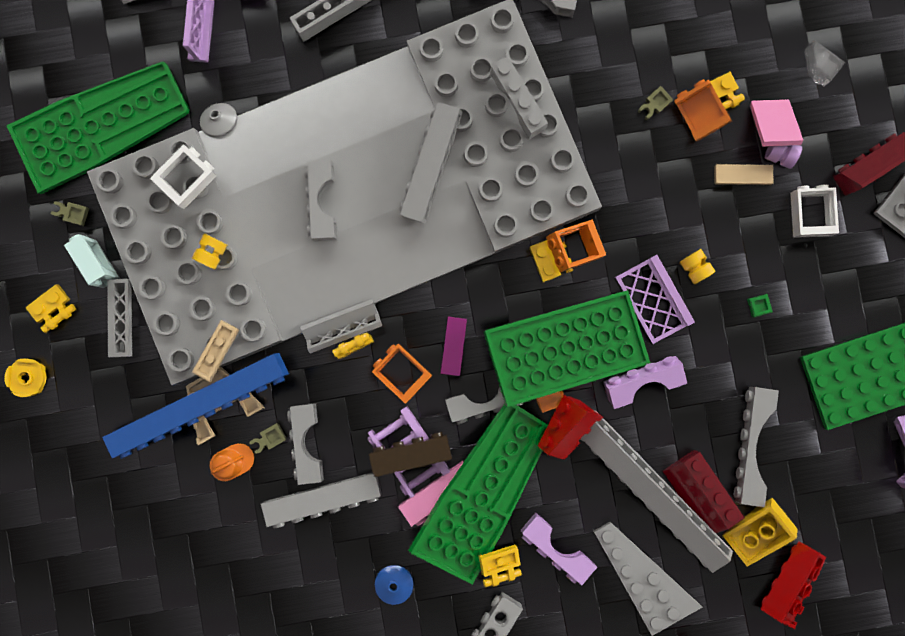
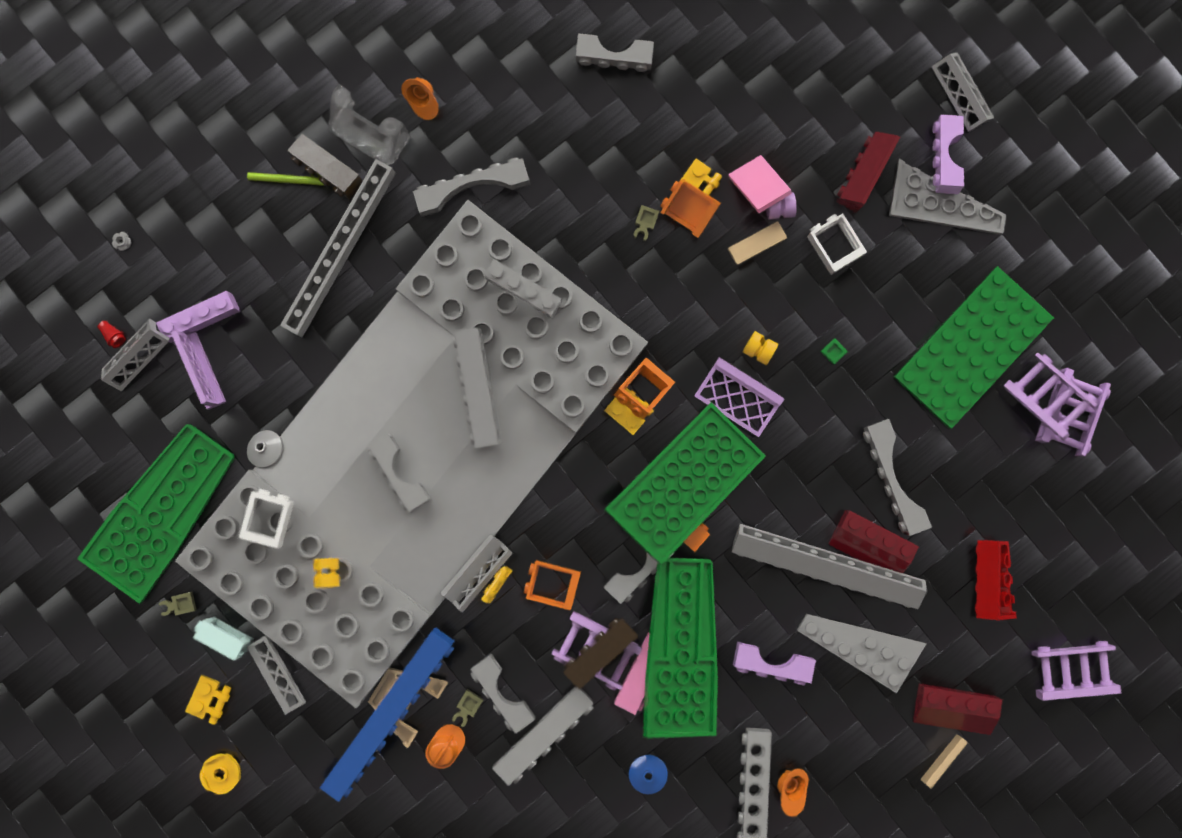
camera: 30 degrees left, 0 degrees up
(215, 350) = (379, 656): tan tile -> none
(453, 346) = (585, 535): magenta tile -> none
(499, 561) = (728, 702): yellow plate -> none
(567, 427) = (723, 552): red wedge -> none
(622, 388) = (753, 490): lavender arch -> none
(761, 533) = (941, 550): yellow slope -> none
(822, 63) = (772, 108): clear slope -> none

